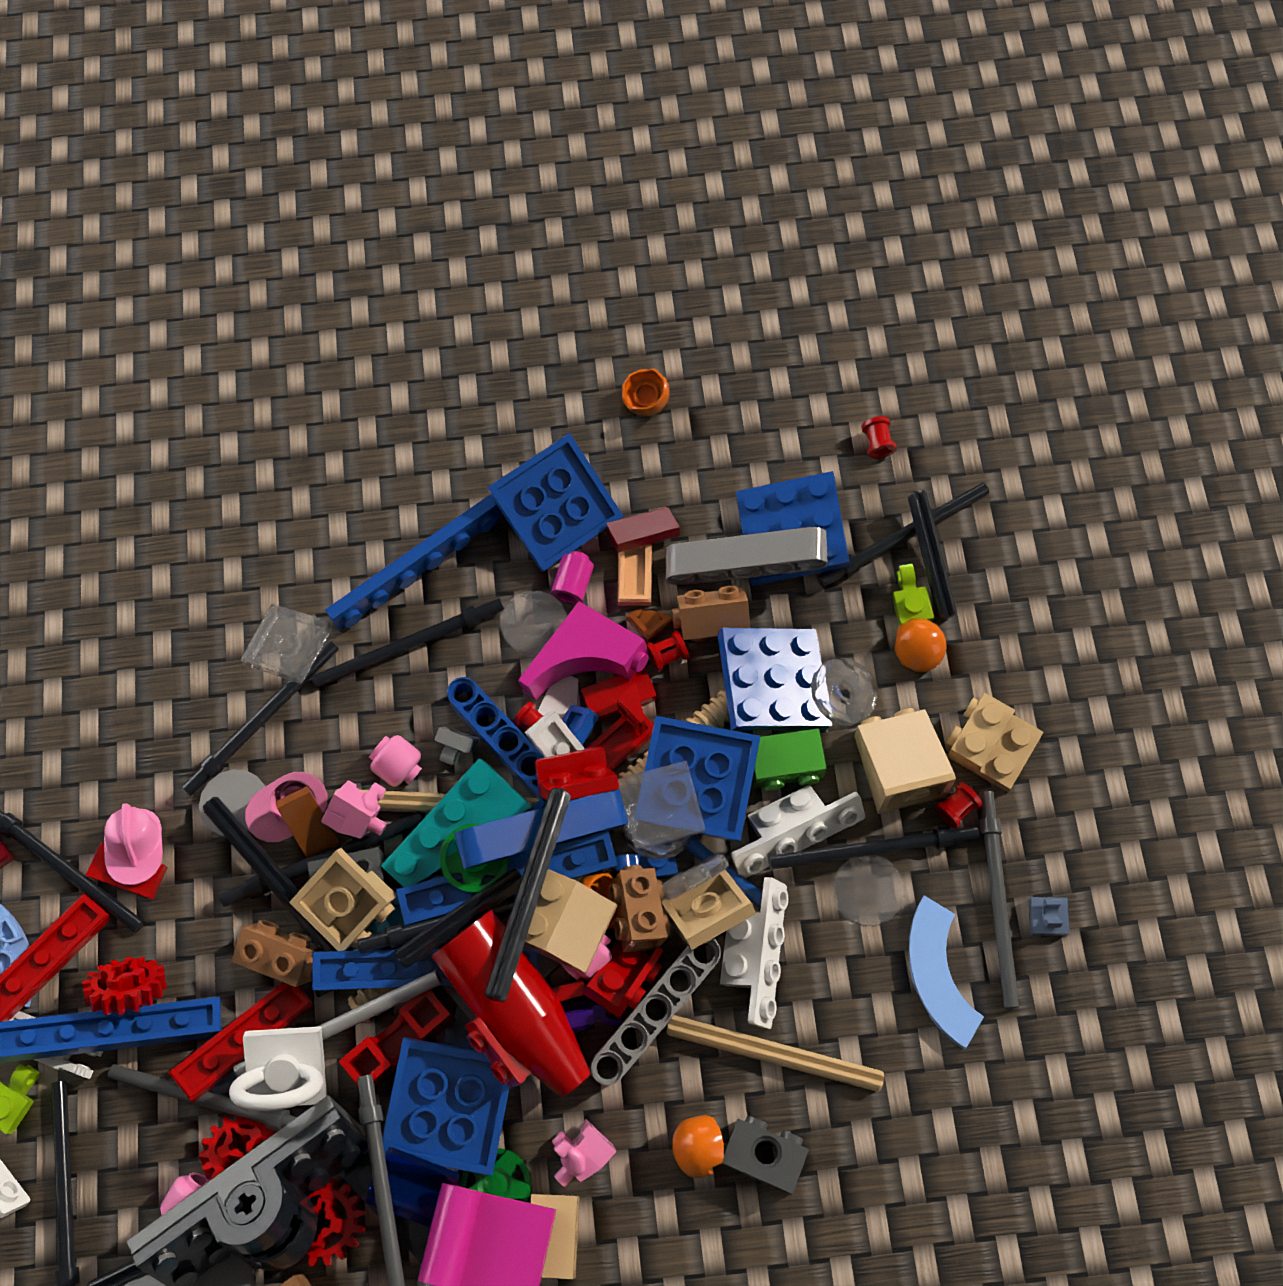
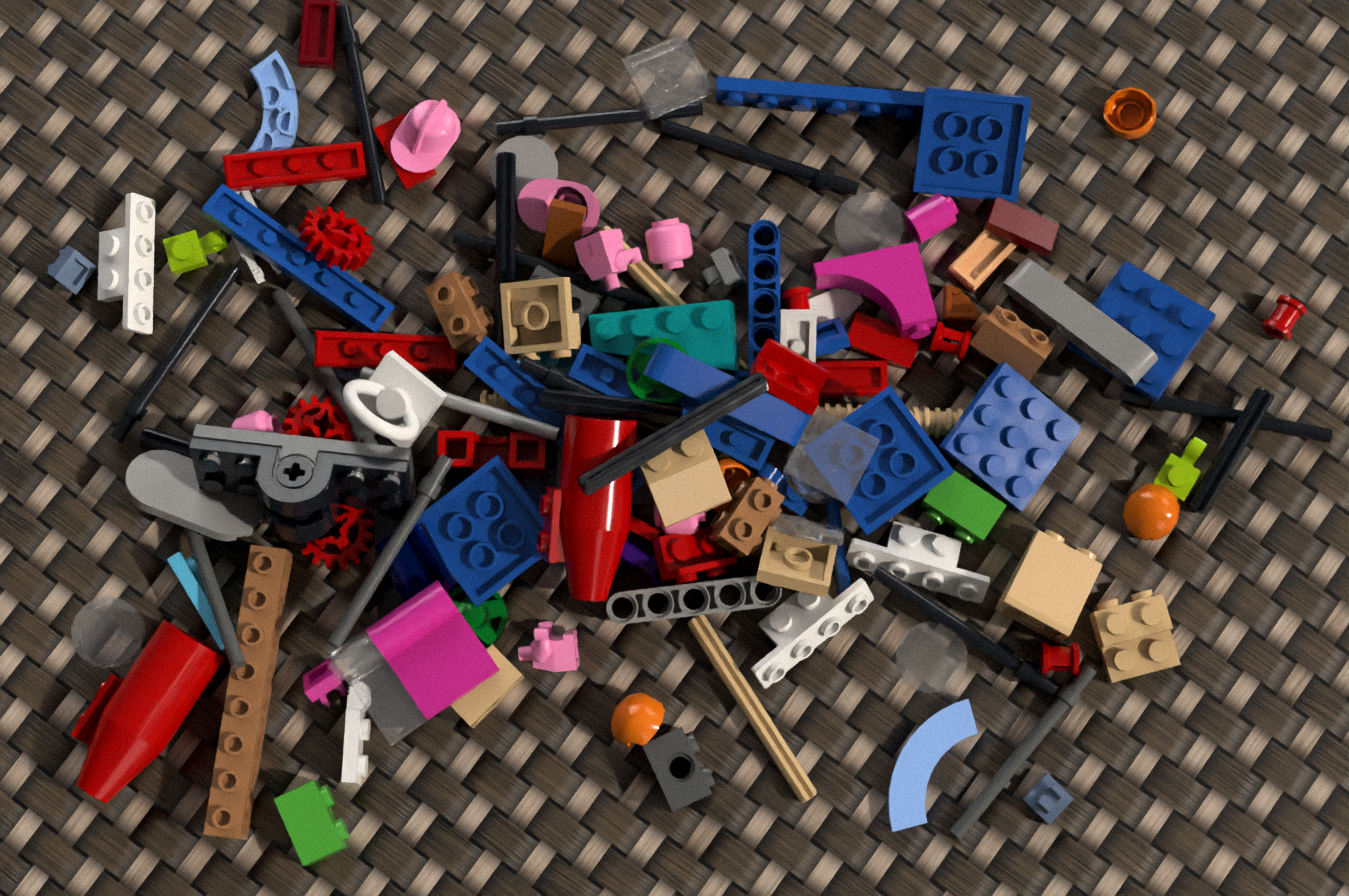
camera: 40 degrees right, 10 degrees up
(631, 709) = (879, 361): red slope -> none
(830, 700) = (1037, 493): clear tile -> none

